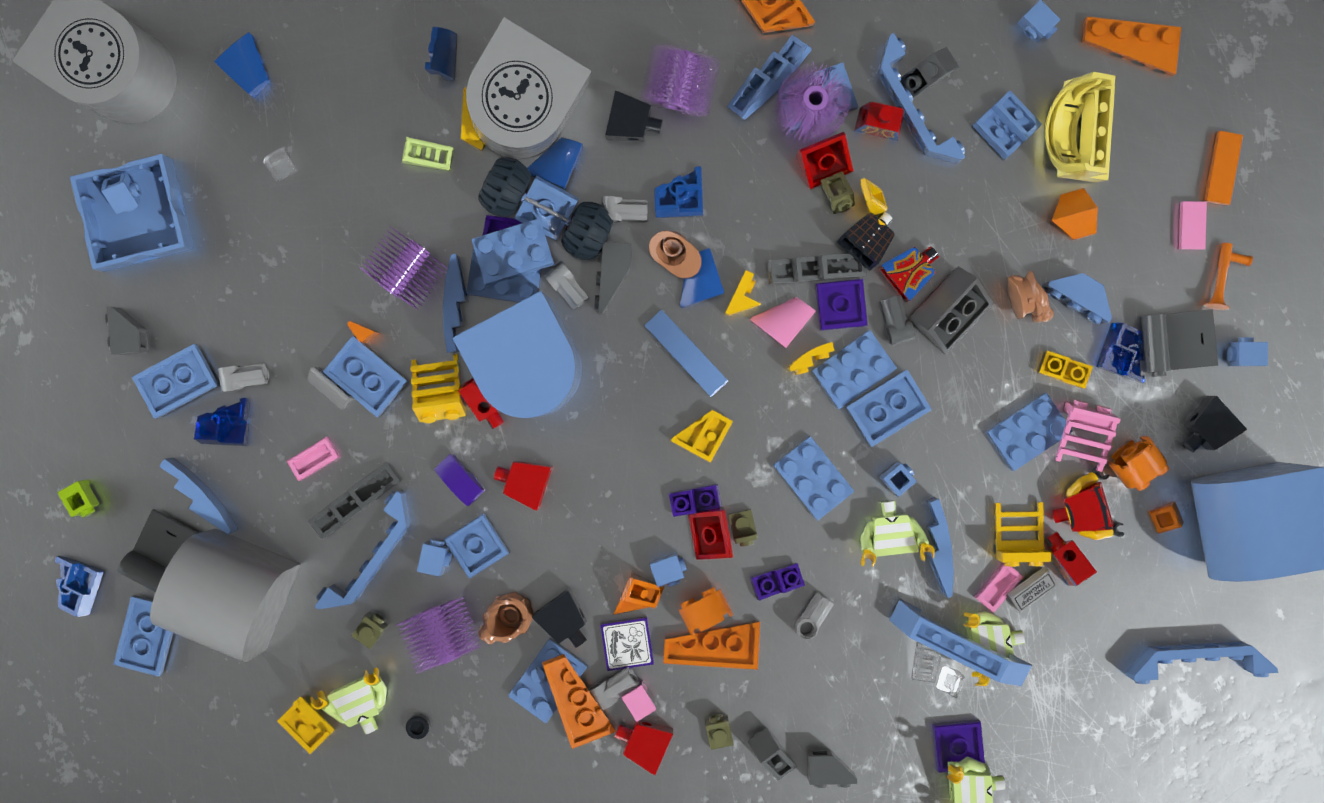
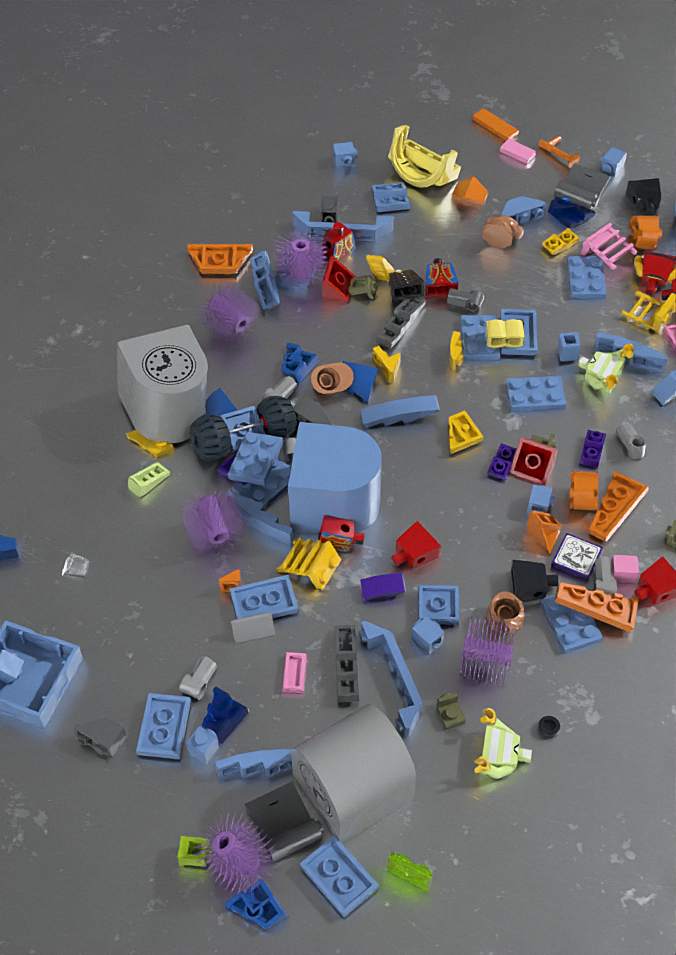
camera: 60 degrees left, 35 degrees down
(84, 546) = (236, 853): none -> medium lavender piece
(178, 432) = (203, 744): none -> medium blue brick
(185, 696) = (415, 874): none -> clear neon green plate
(305, 725) = (493, 789): yellow plate -> none
(442, 53) = (93, 429): blue slope -> none
(630, 119) = (227, 359): black torso -> none
(784, 320) = (420, 352): bright pink slope -> none
(841, 304) = (433, 322): dark purple tile -> none
(865, 400) = (504, 333): none -> light yellow brick
(952, 309) = (480, 270): dark grey slope -> none
(1143, 42) = (386, 126): orange wing -> none

